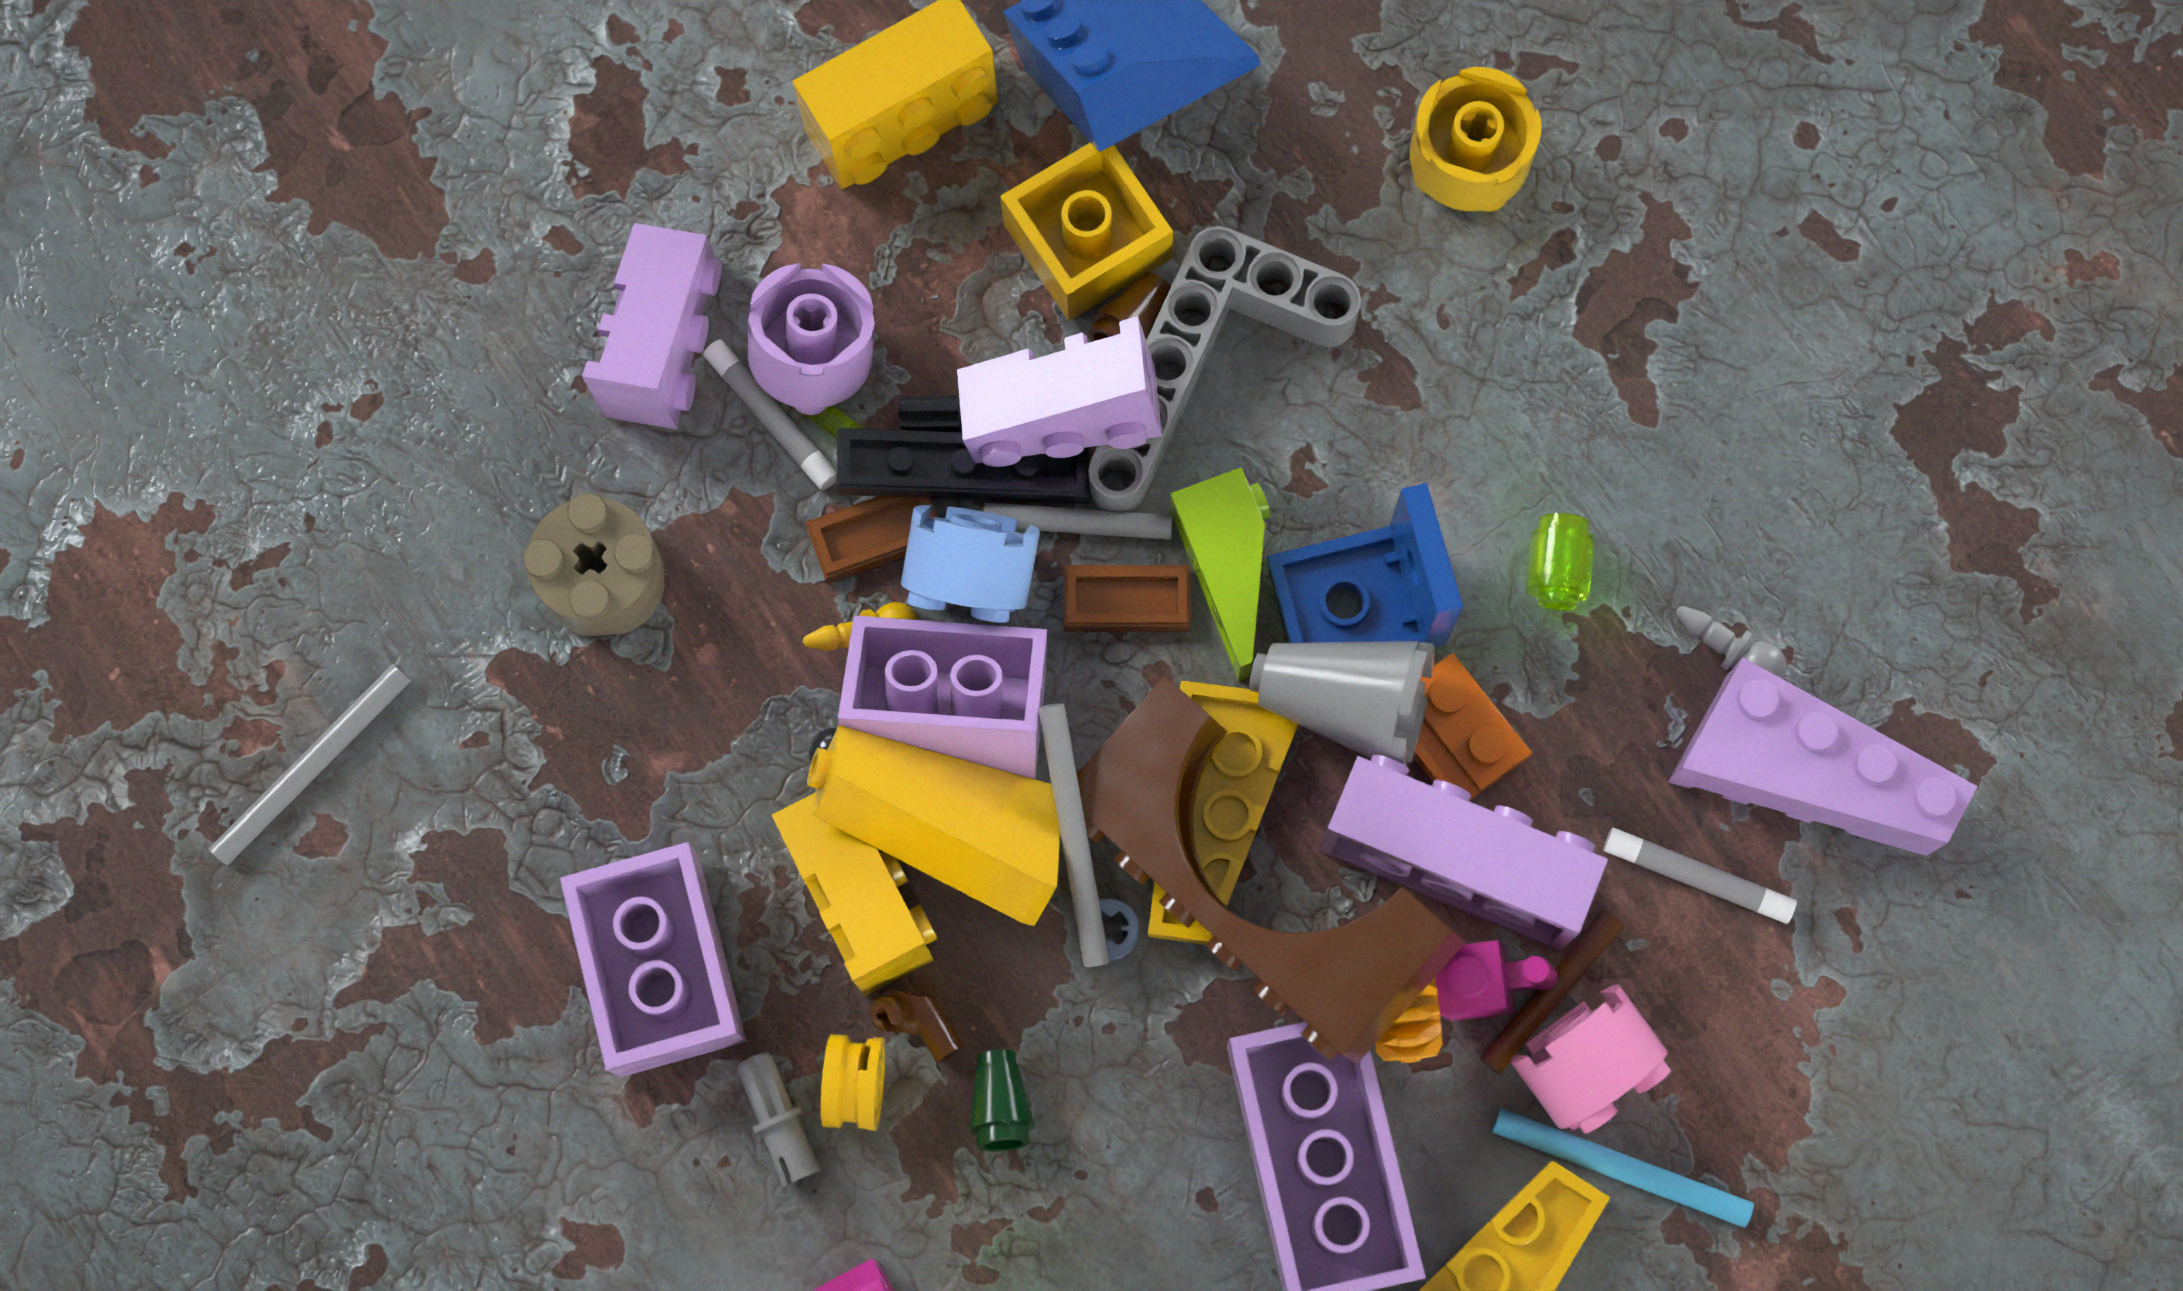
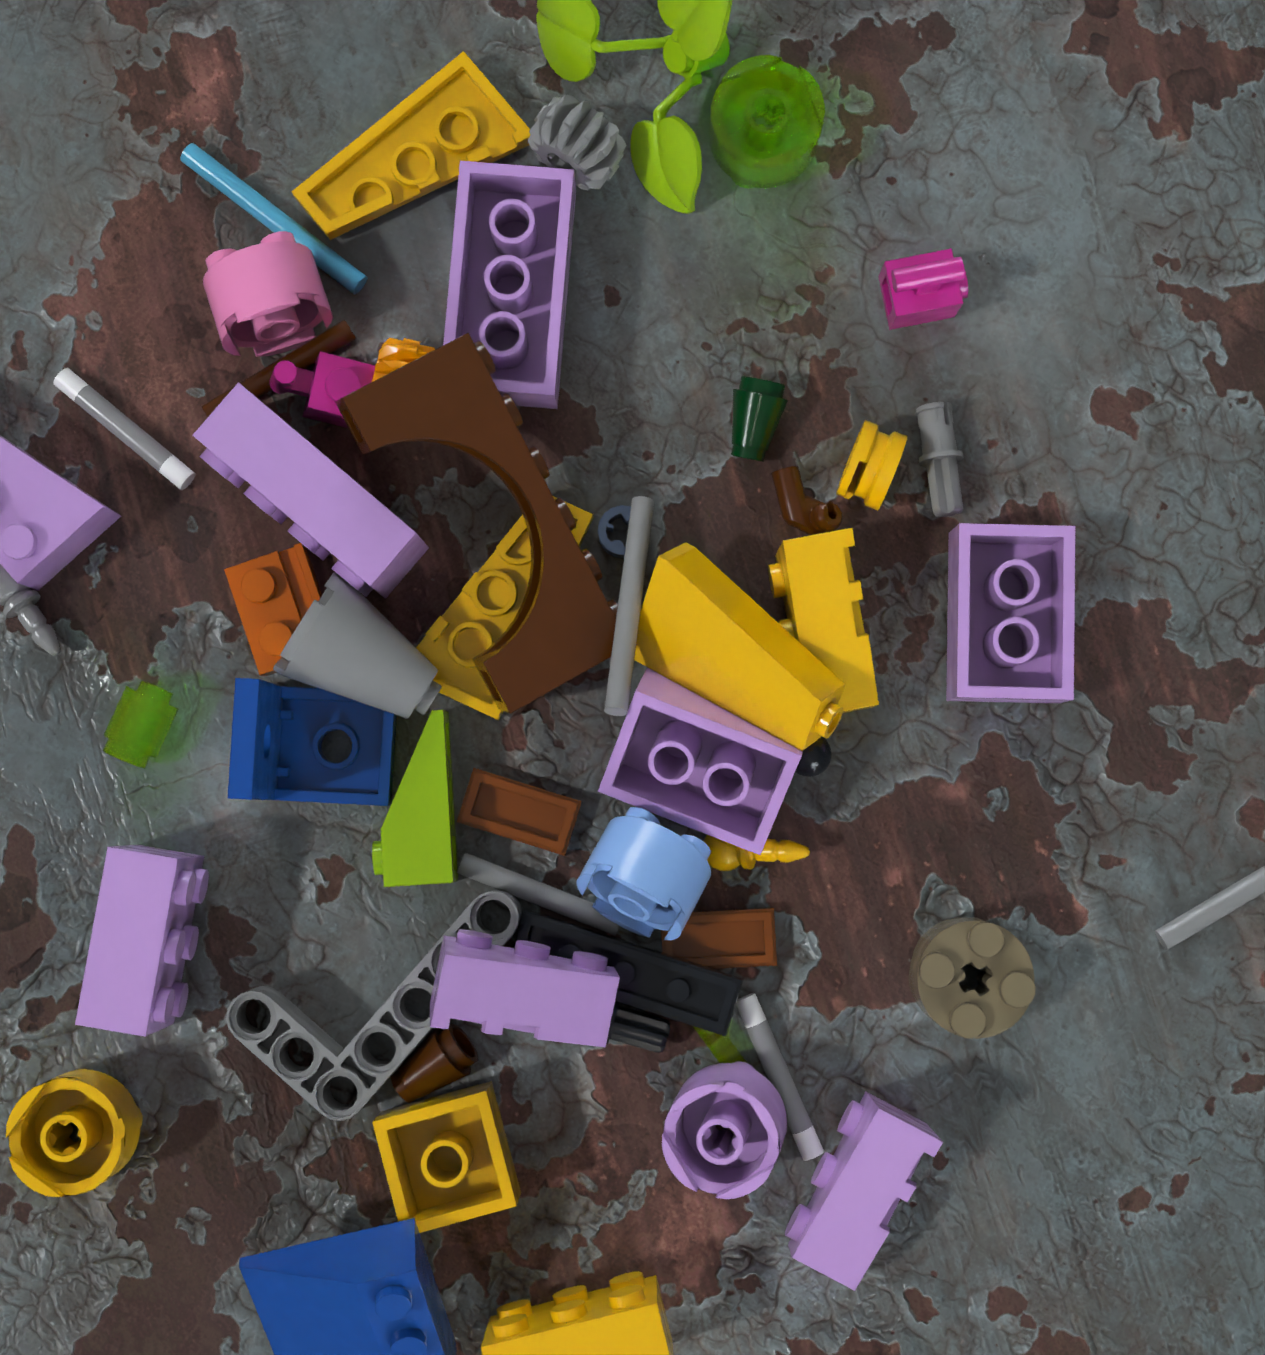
camera: 160 degrees left, 10 degrees up
(1473, 341) = (141, 939): none -> lavender brick

